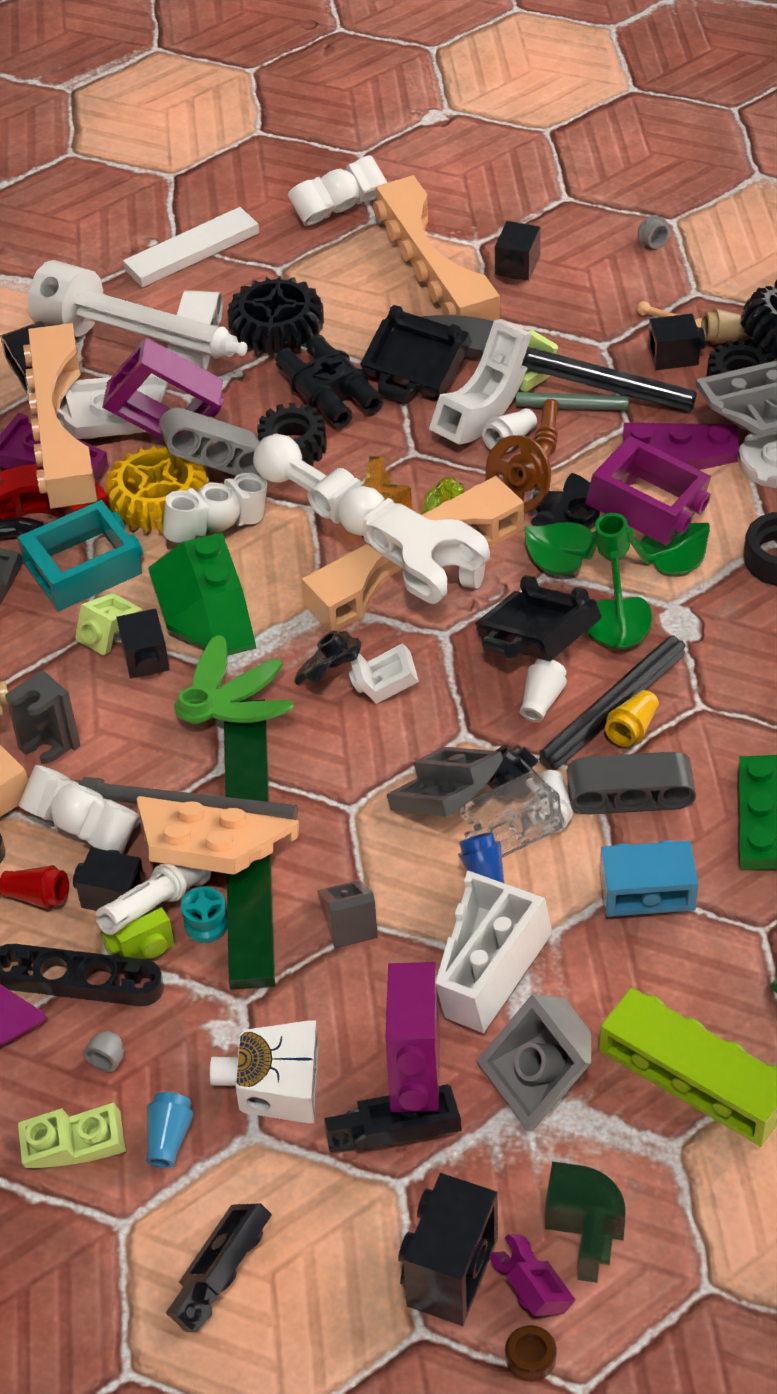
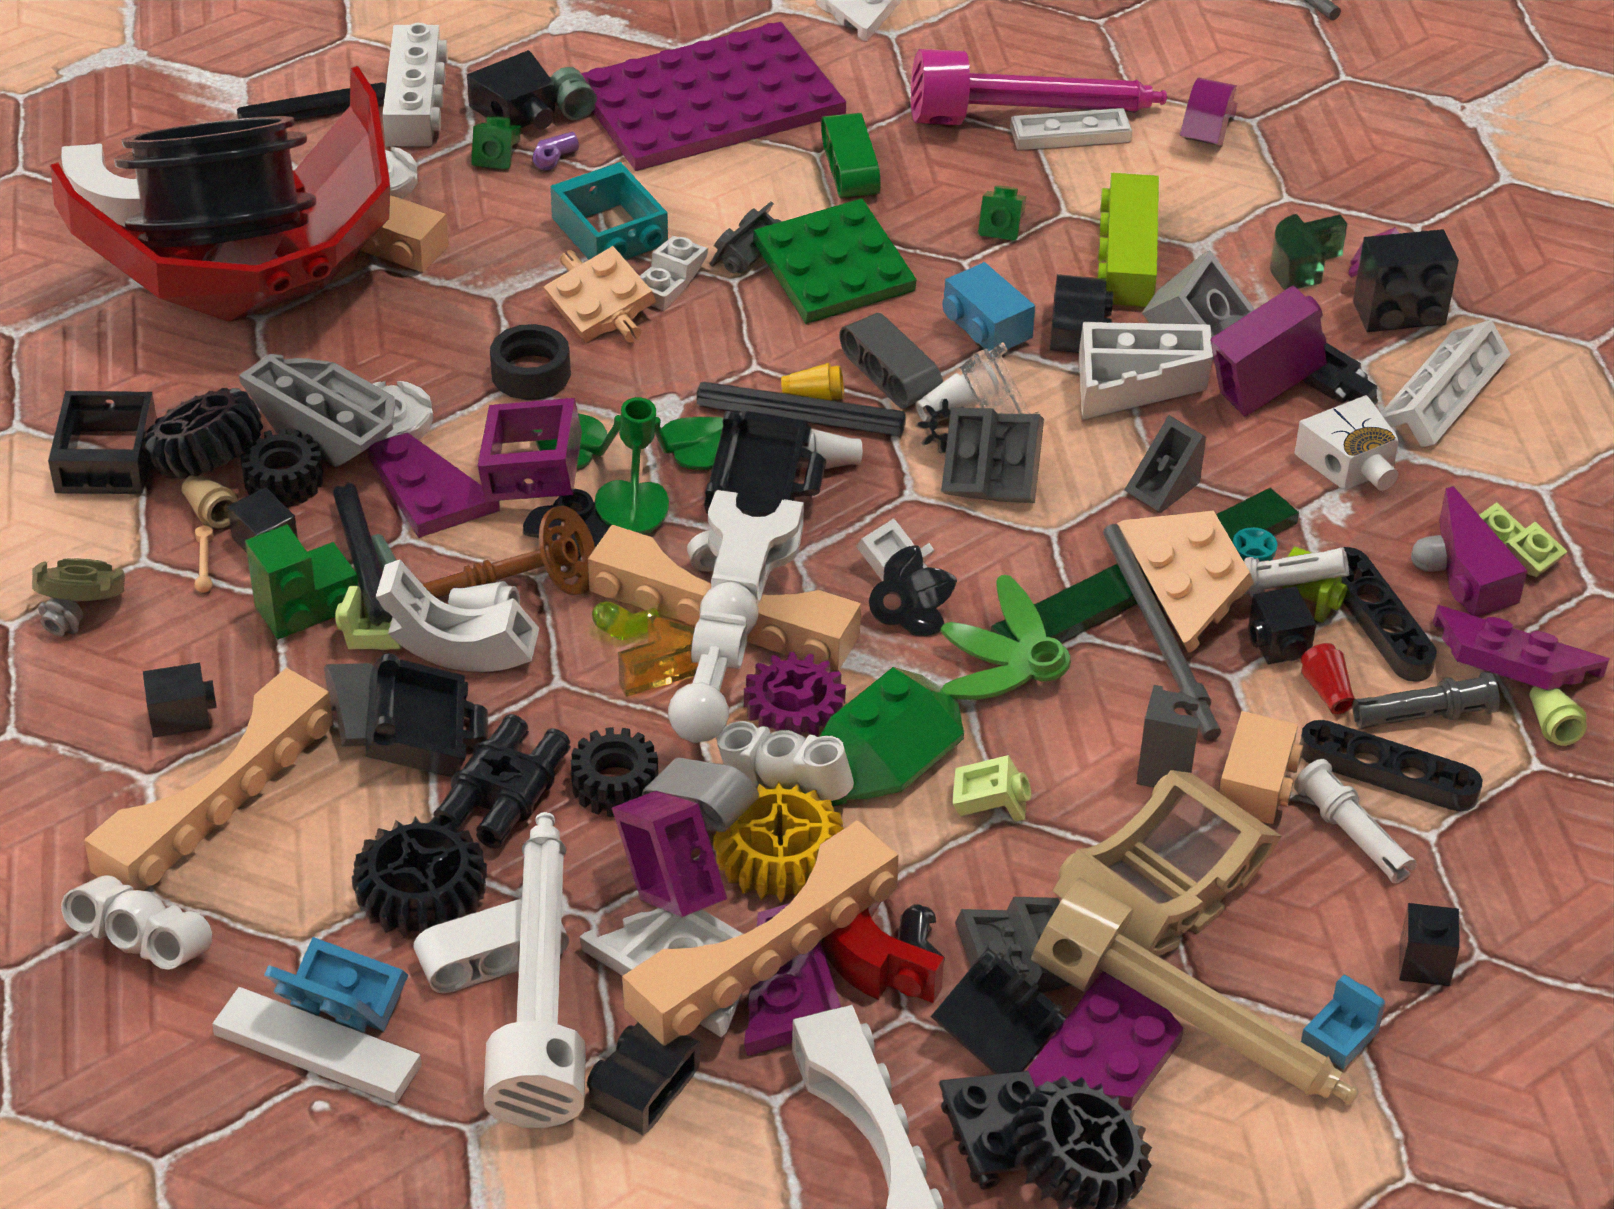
camera: 125 degrees left, 5 degrees down
(62, 1073) = (1479, 565): none -> magenta slope
(78, 809) = (1232, 673): white piece -> none
(89, 577) = (948, 827): teal window -> none
(143, 643) = (1001, 733): black brick -> none
(166, 1127) = (1466, 481): dark azure cone -> none
(206, 242) = (342, 985): none -> dark azure bracket
(217, 1263) = (1521, 408): black hinge -> none
(282, 551) = (794, 694): none -> magenta gear
(297, 1218) = (1448, 382): none -> white fence
(482, 856) = (1056, 399): blue cone -> none
(587, 321) = (294, 585): none -> green brick
(604, 955) = (1077, 301): none -> black brick
(675, 239) = (78, 580): none -> olive tile

